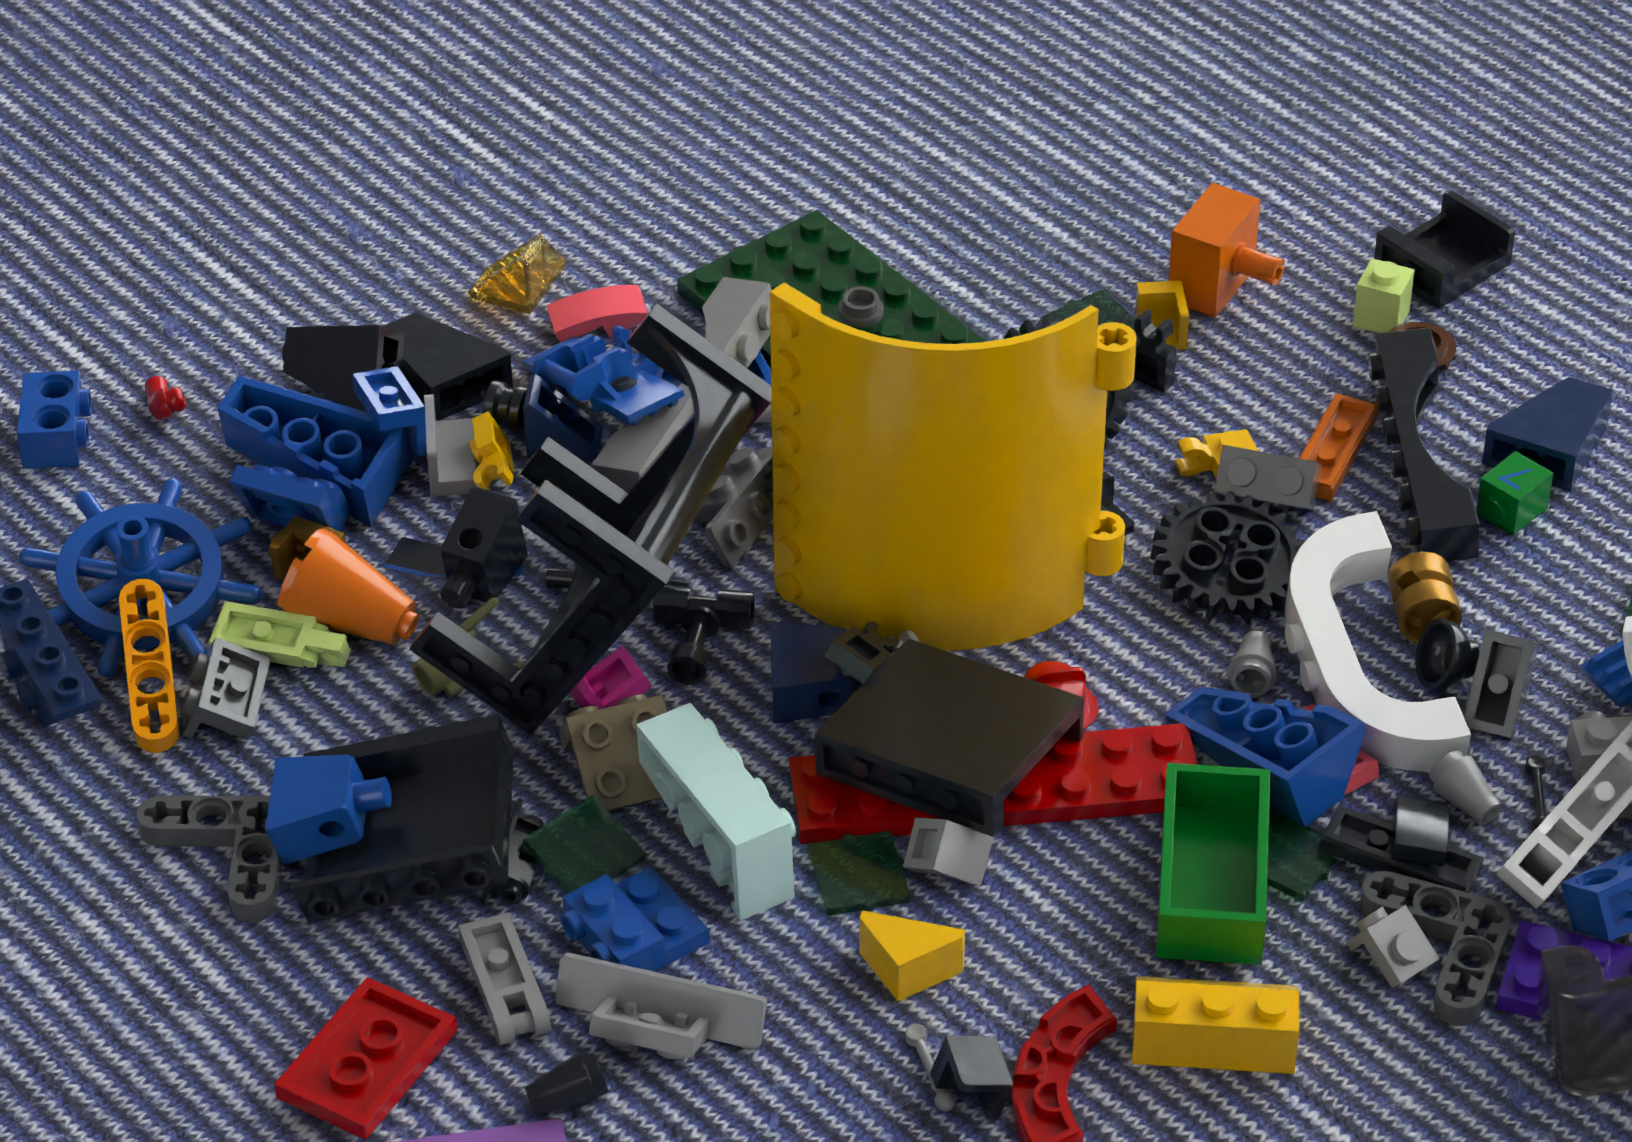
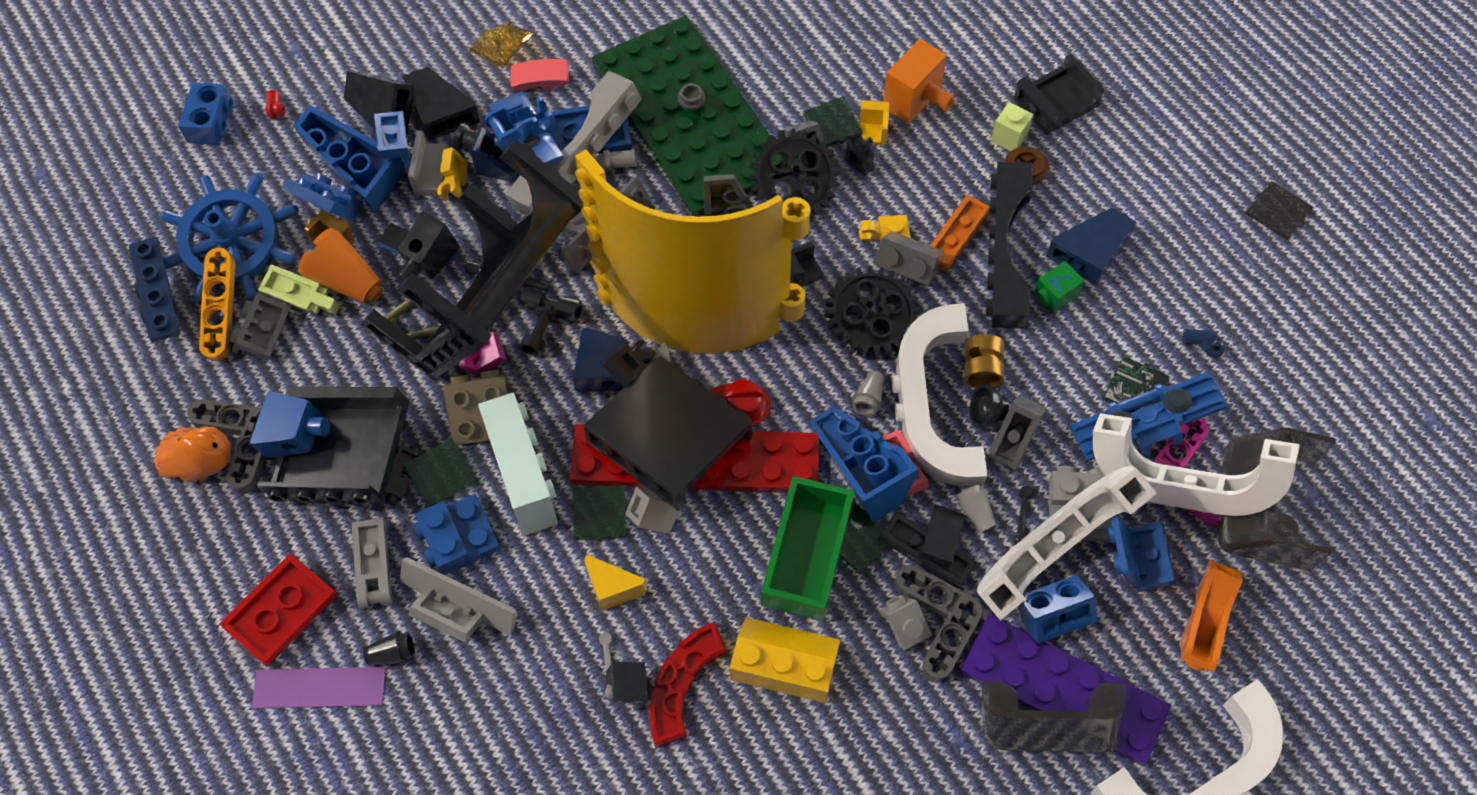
camera: 10 degrees right, 20 degrees up
(164, 865) = (190, 453): none -> orange piece

